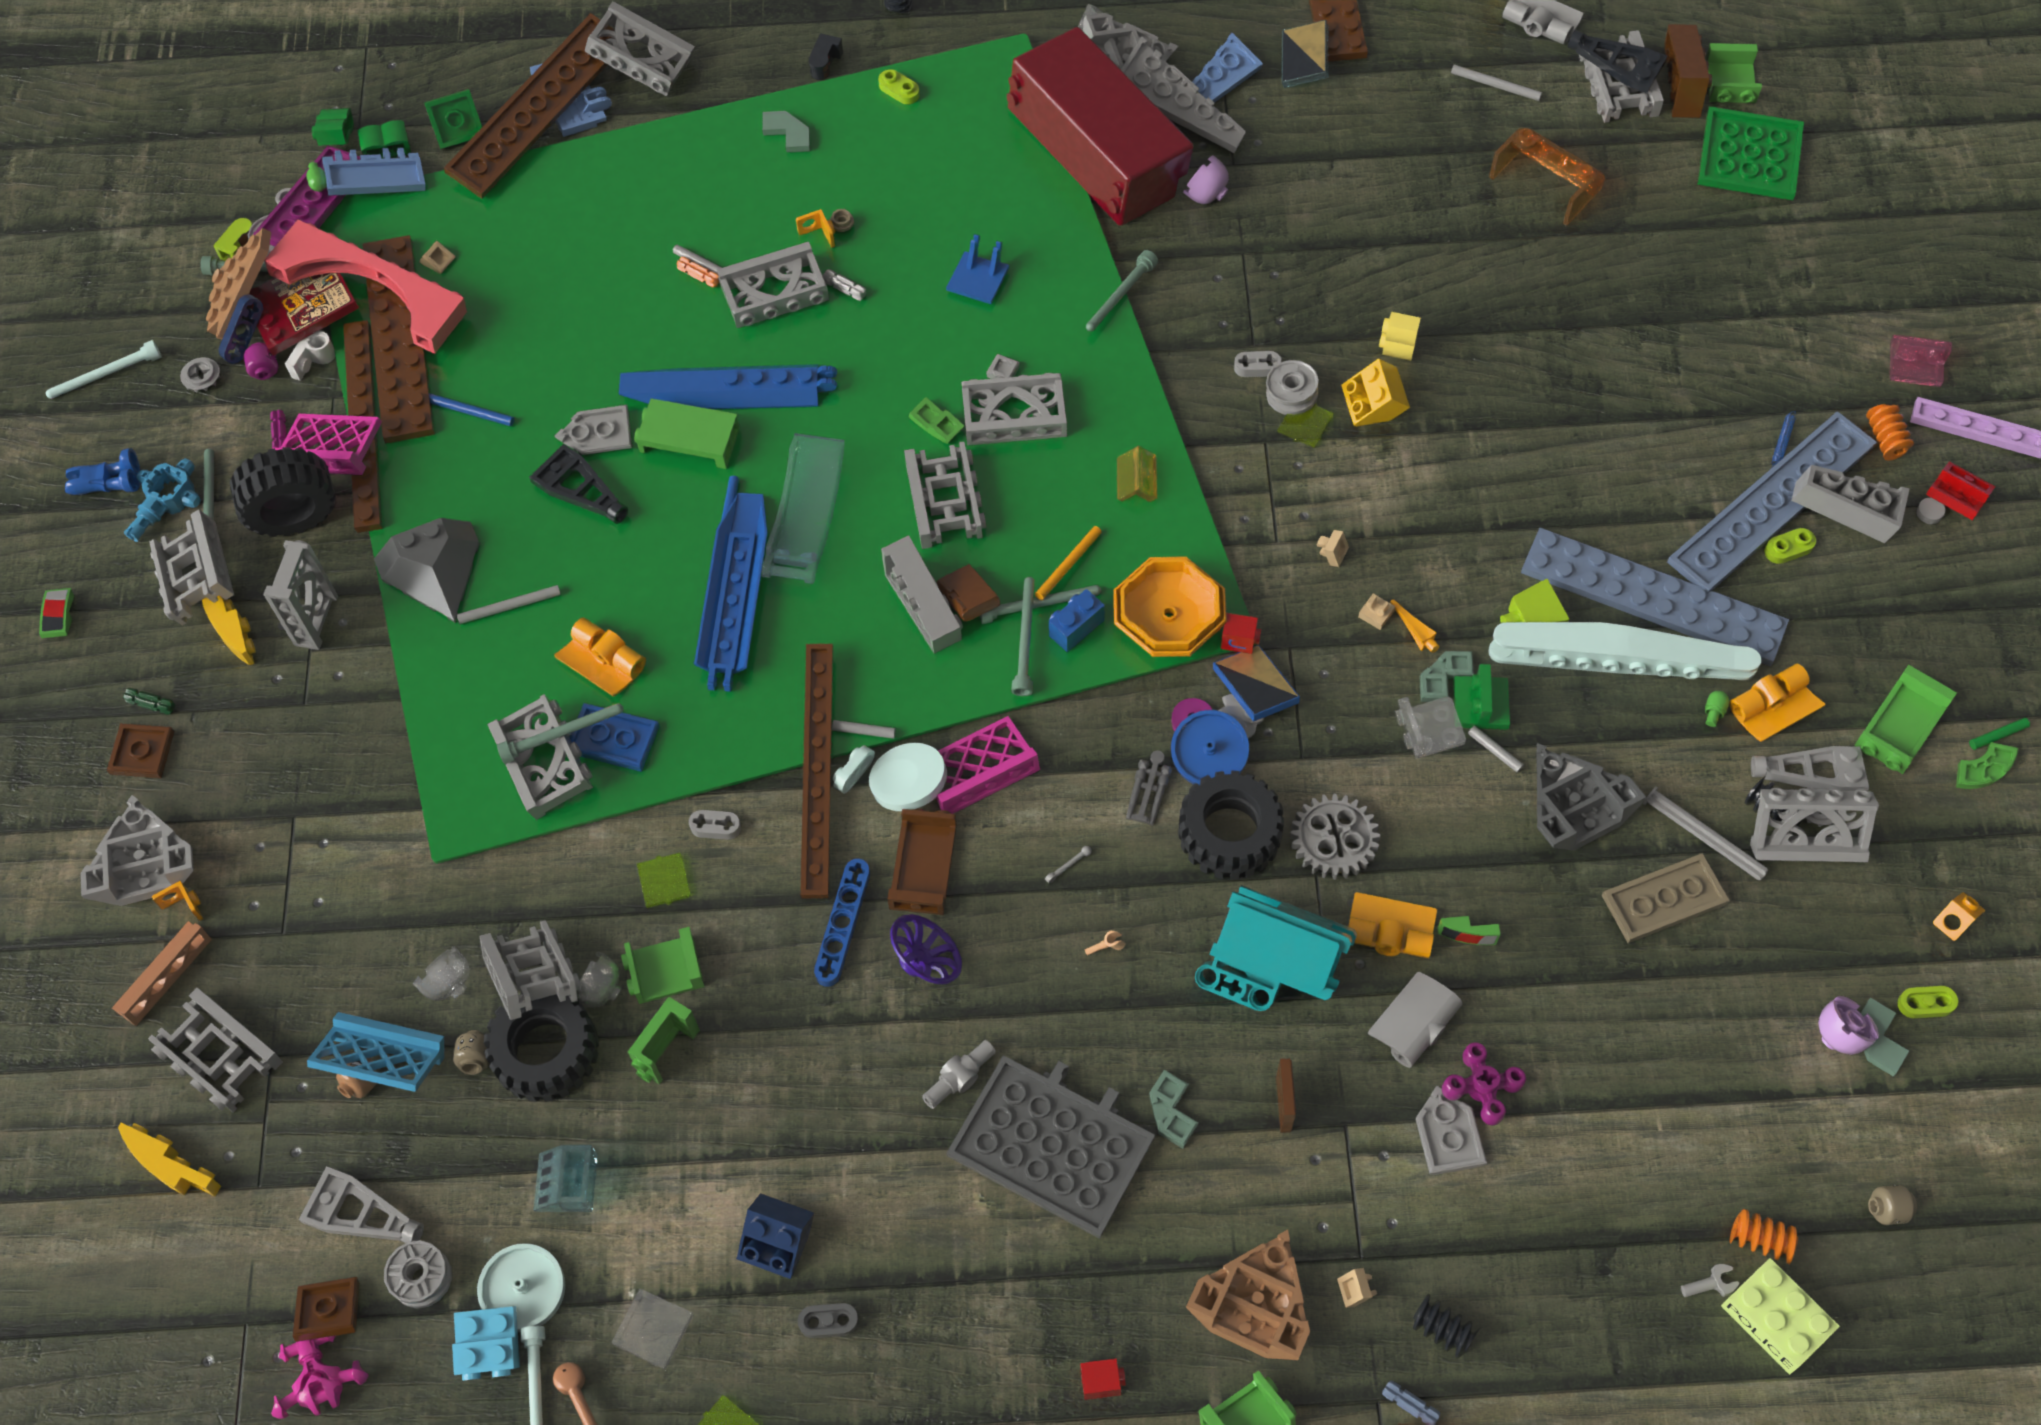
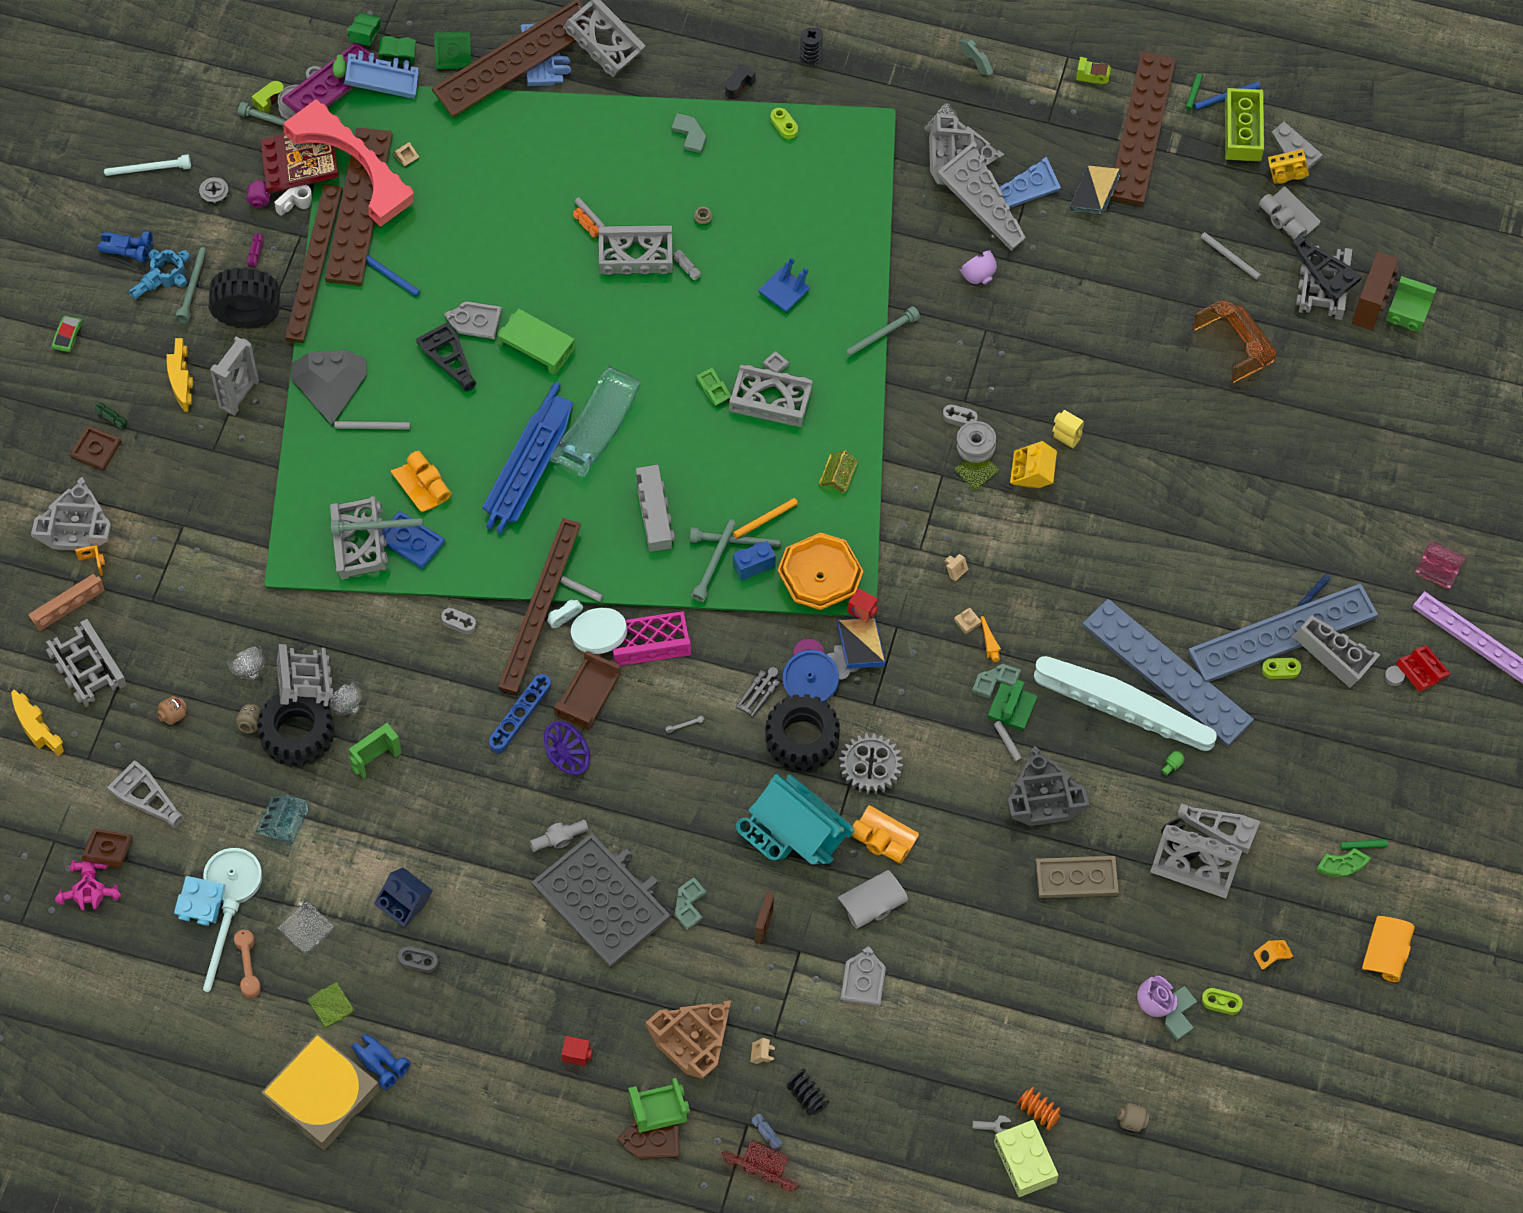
camera: 15 degrees right, 0 degrees up
(185, 550) = (179, 334): light grey fence -> none
(235, 281) = (257, 131): medium nougat wing -> none
(244, 339) = (247, 179): dark blue beam -> none
(338, 460) = (289, 285): dark pink fence -> none
(378, 1039) = (192, 690): dark azure fence -> none
(403, 1265) = (167, 835): light grey wheel -> none
(663, 880) = (412, 647): clear neon green piece -> none
(663, 968) = (391, 705): bright green panel -> none
(732, 386) = (579, 315): blue hinge -> none
(820, 222) = (686, 212): light orange bracket -> none
(924, 496) = (683, 440): light grey fence -> none
(968, 593) = (686, 517): reddish brown piece -> none
(1098, 125) = (914, 201): dark red container -> none
(1109, 941) = (692, 782): light nougat hand -> none
(1430, 726) = (967, 711): clear bracket -> none
(1460, 930) = (927, 852): bright green slope -> none
(1483, 1083) = (897, 972): magenta gear -> none
(1536, 605) = (1077, 652): lime torso -> none
(1706, 834) = (1124, 844): light grey axle -> none
(1751, 153) = (1394, 370): green plate -> none
(1776, 703) = (1216, 772): light orange panel -> none
(1889, 431) = (1391, 609): orange piece -> none
(1905, 719) = (1301, 814): bright green panel -> none

